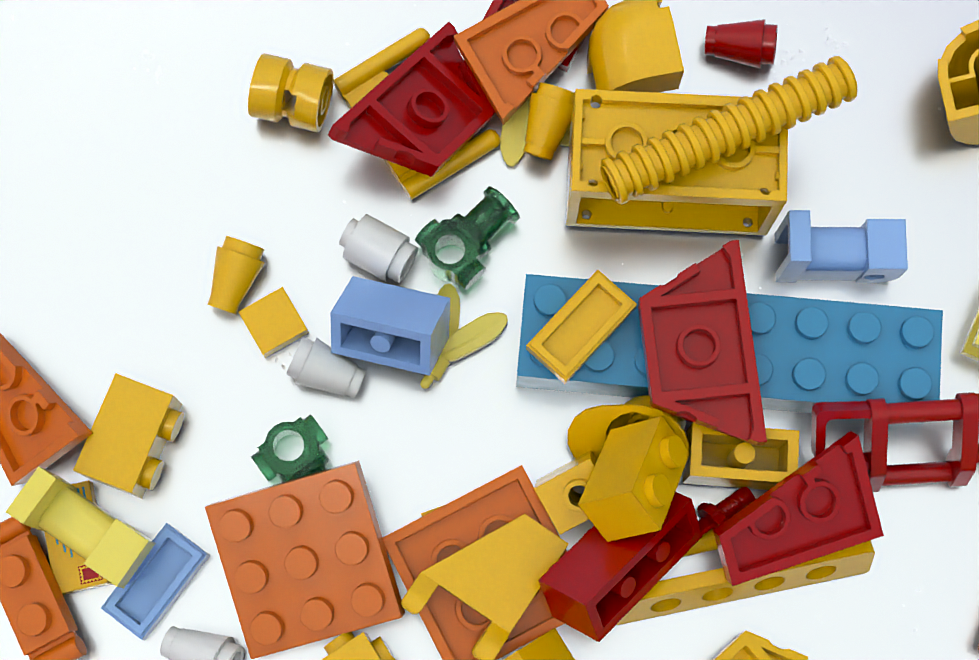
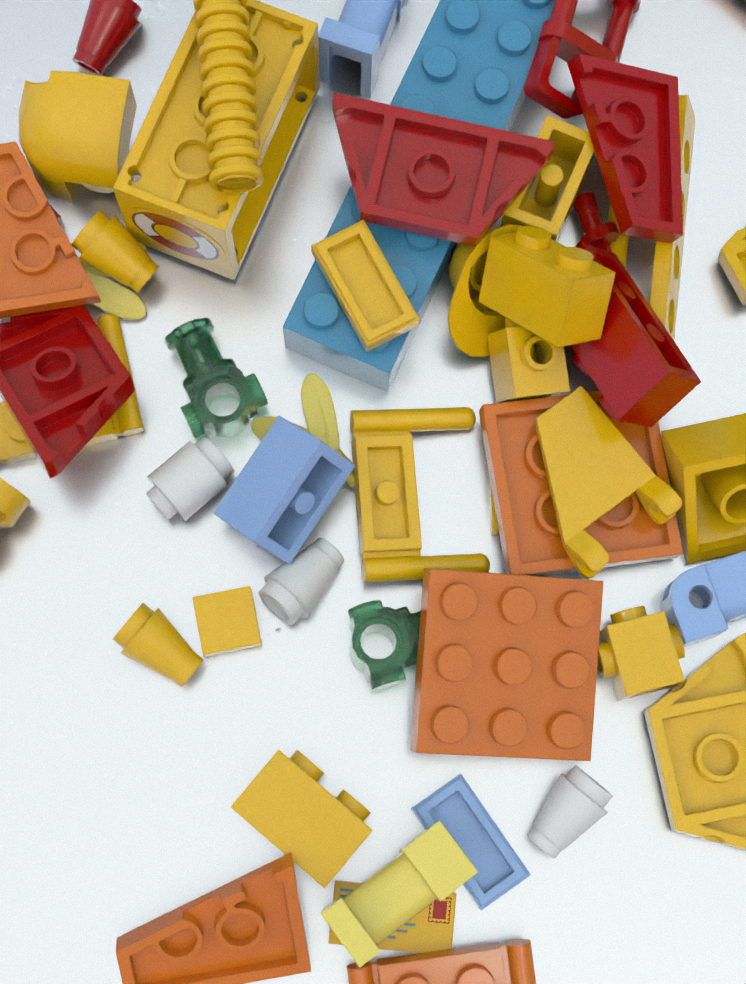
camera: 75 degrees left, 0 degrees up
(423, 414) = (389, 496): none -> yellow plate

